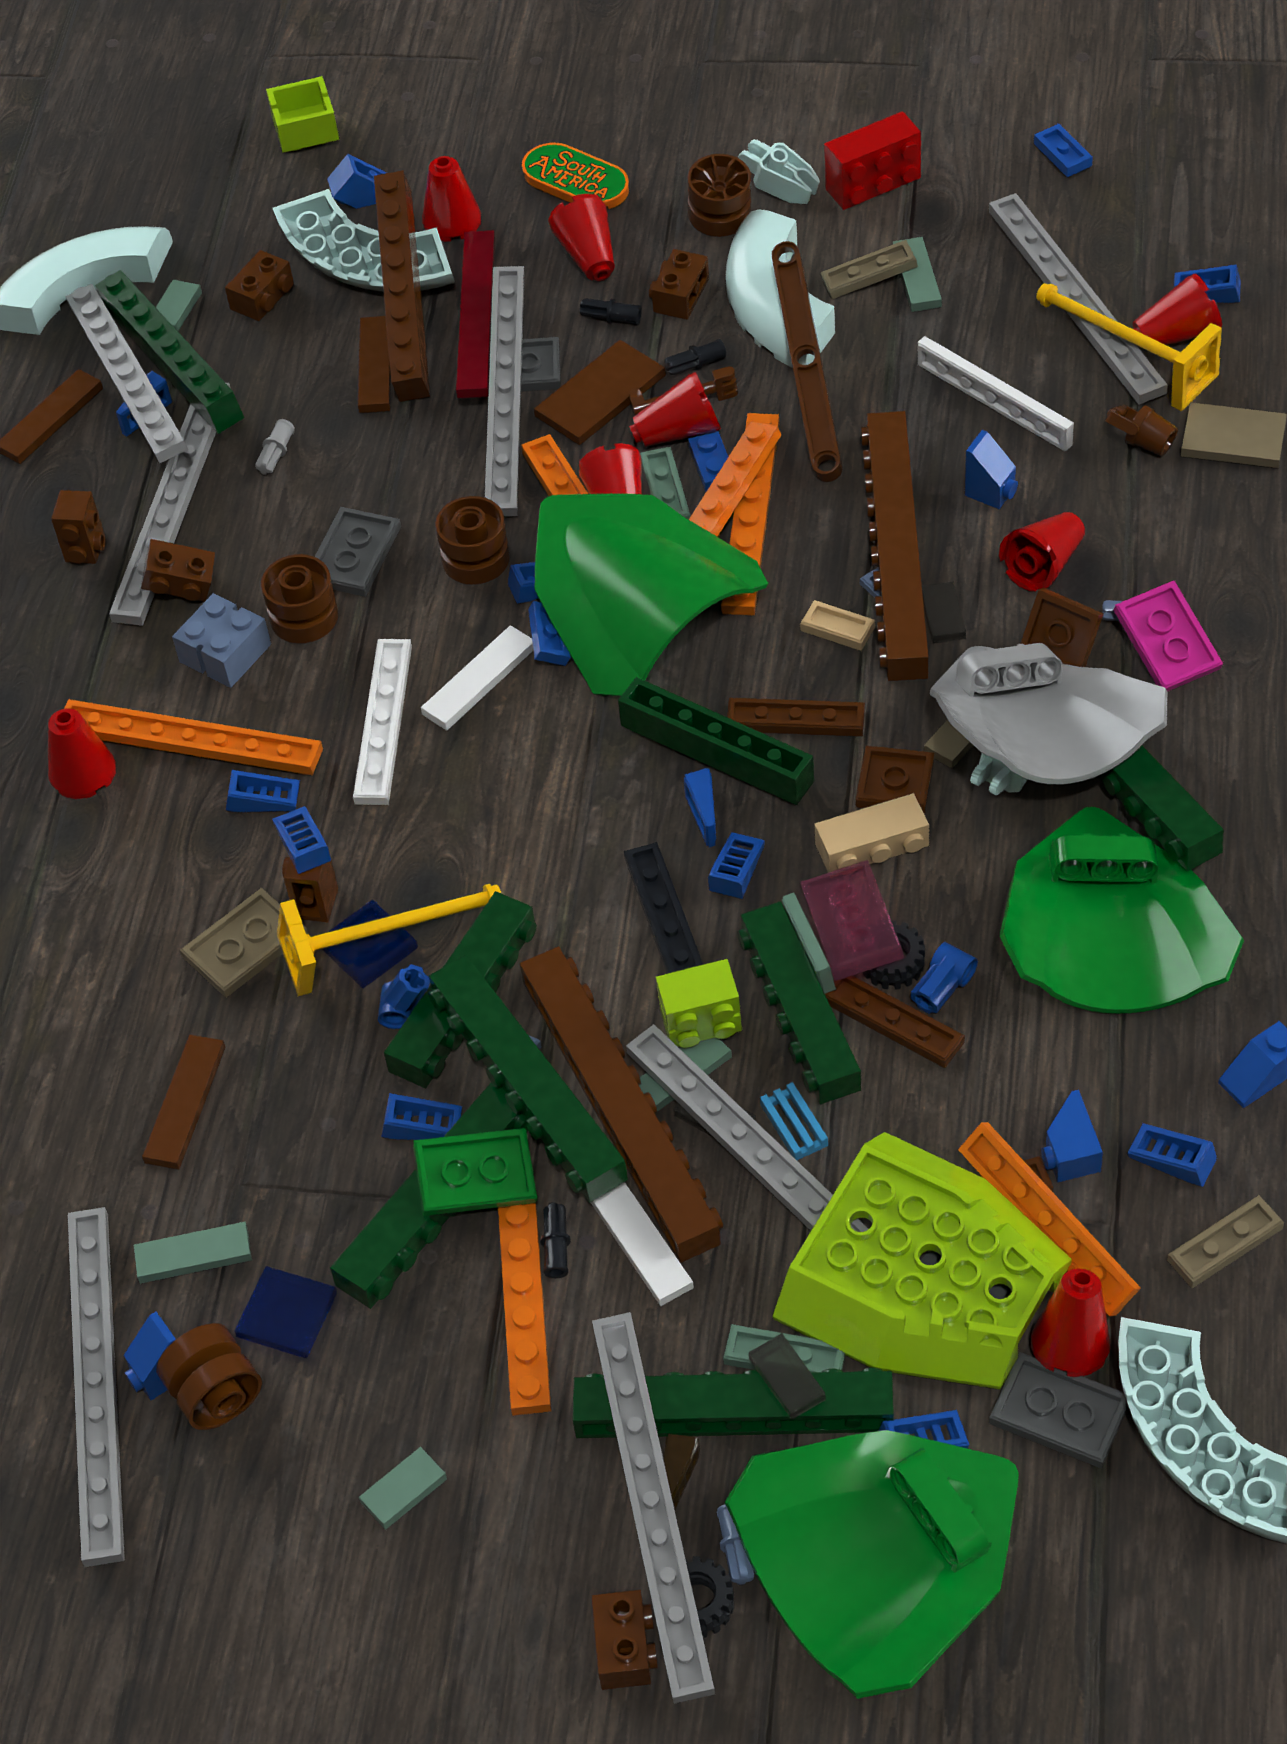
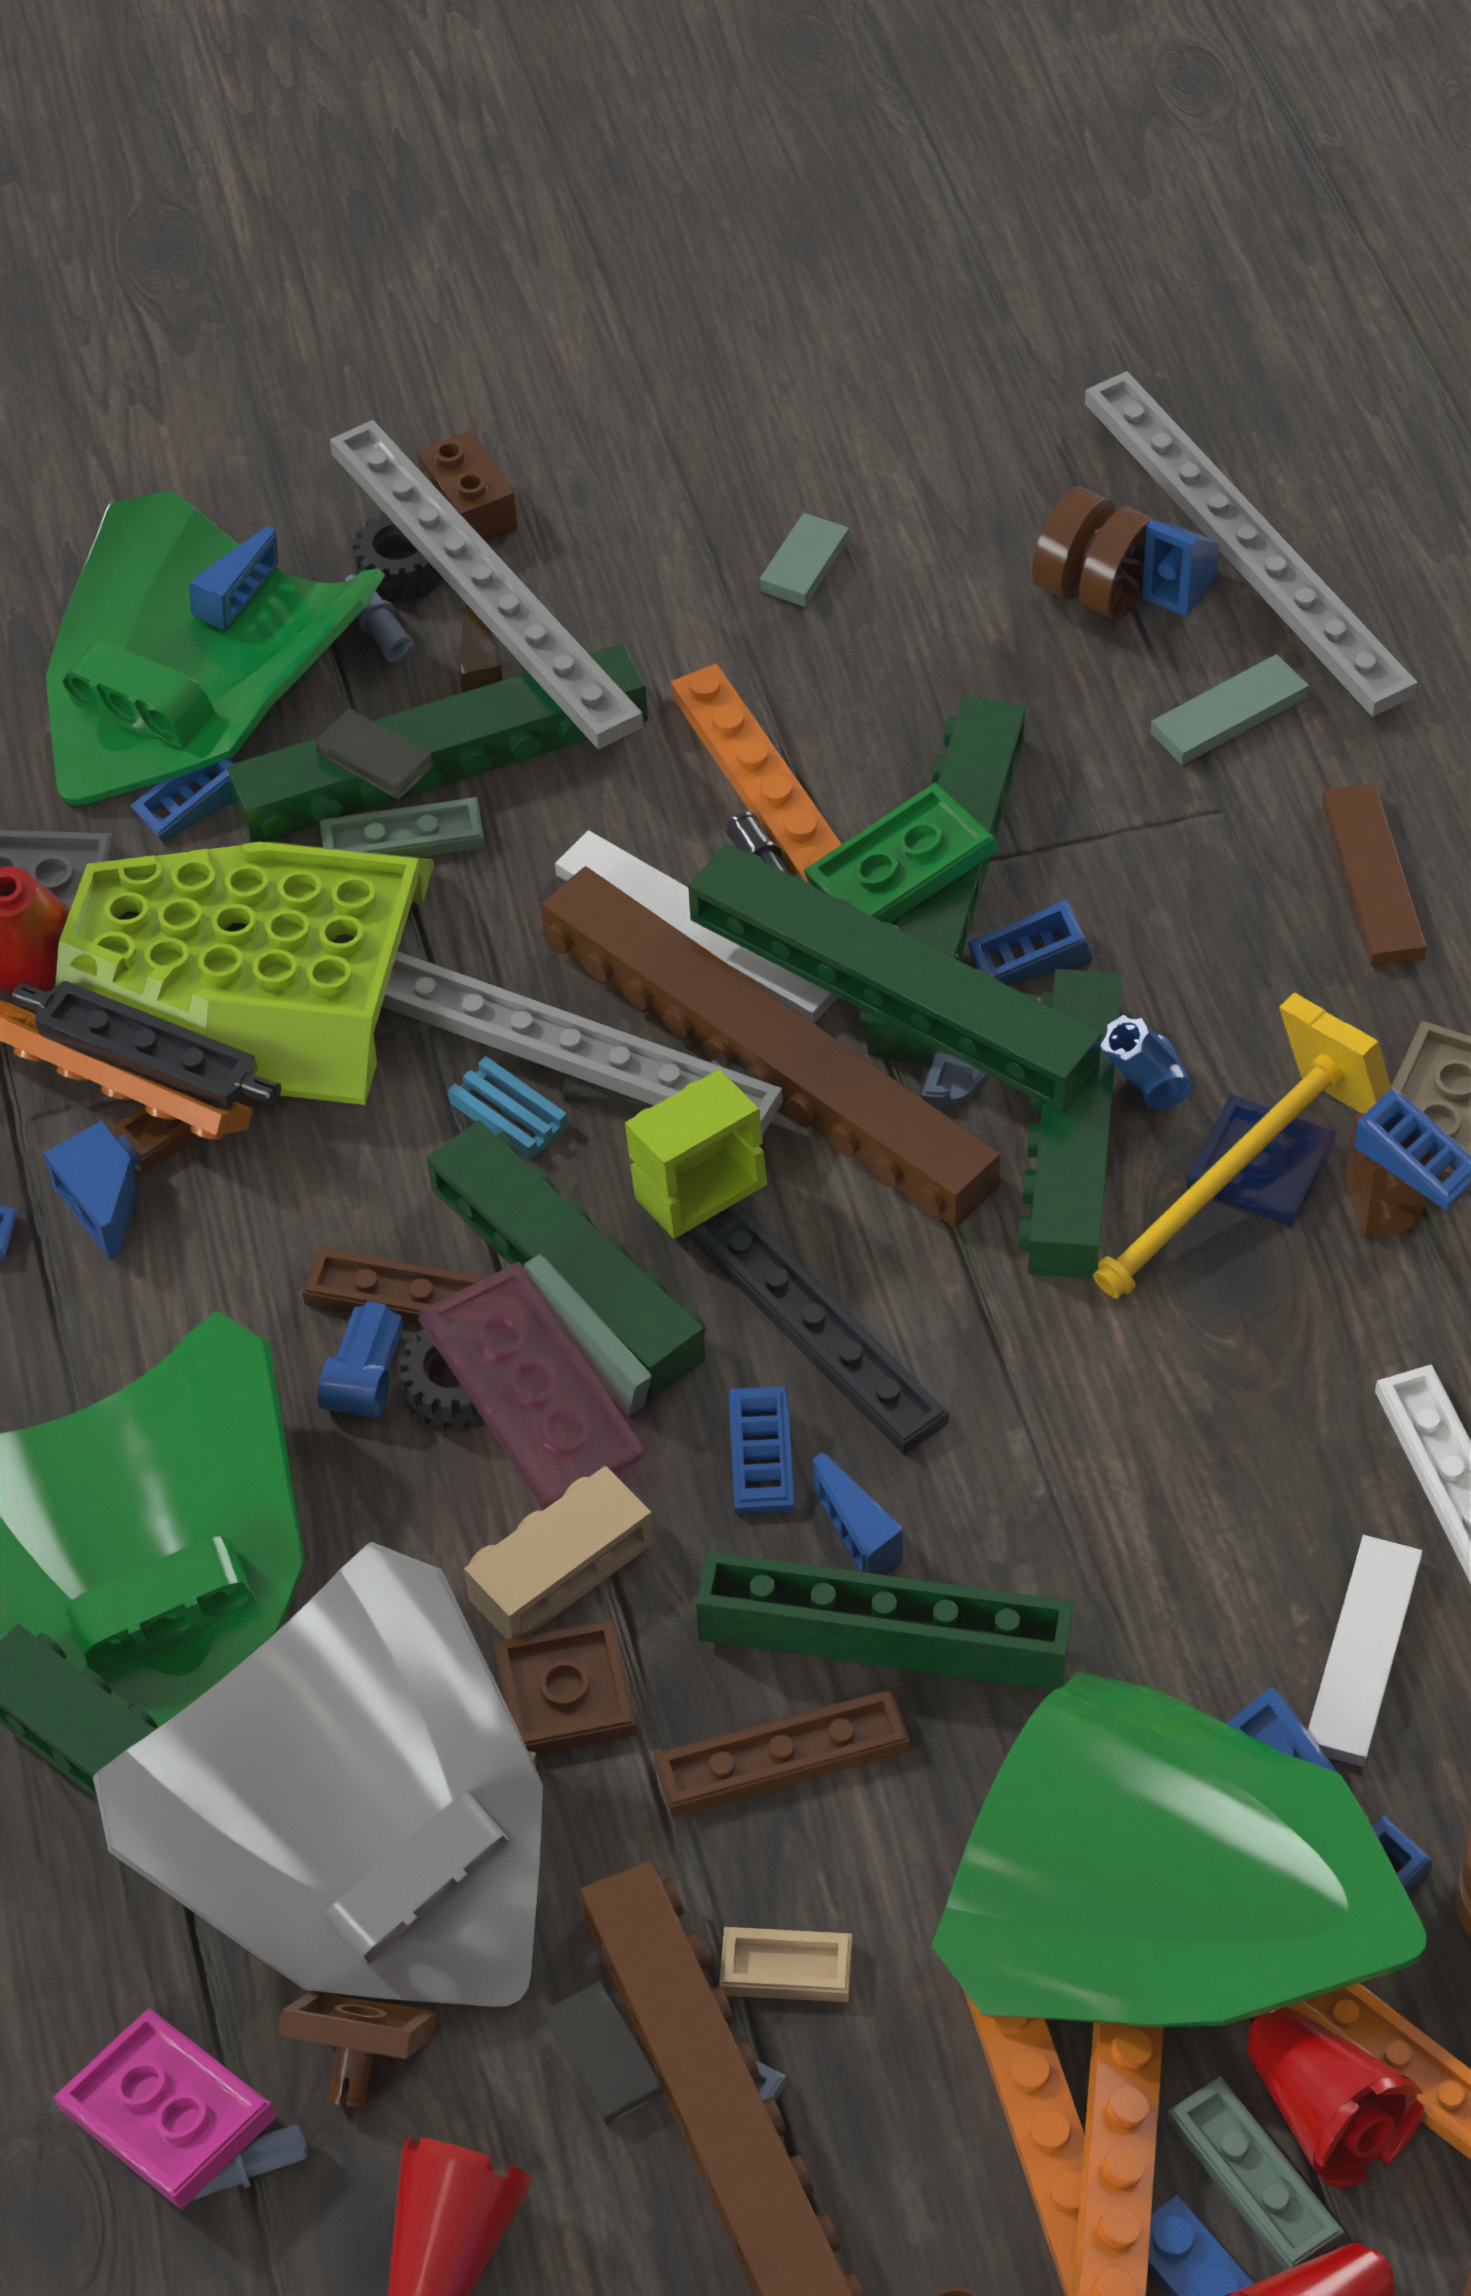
camera: 155 degrees right, 0 degrees up
(286, 1312) = (1065, 683): clear blue tile -> none
(835, 1598) = (232, 581): none -> blue slope
(1016, 1191) = (146, 1044): none -> black plate

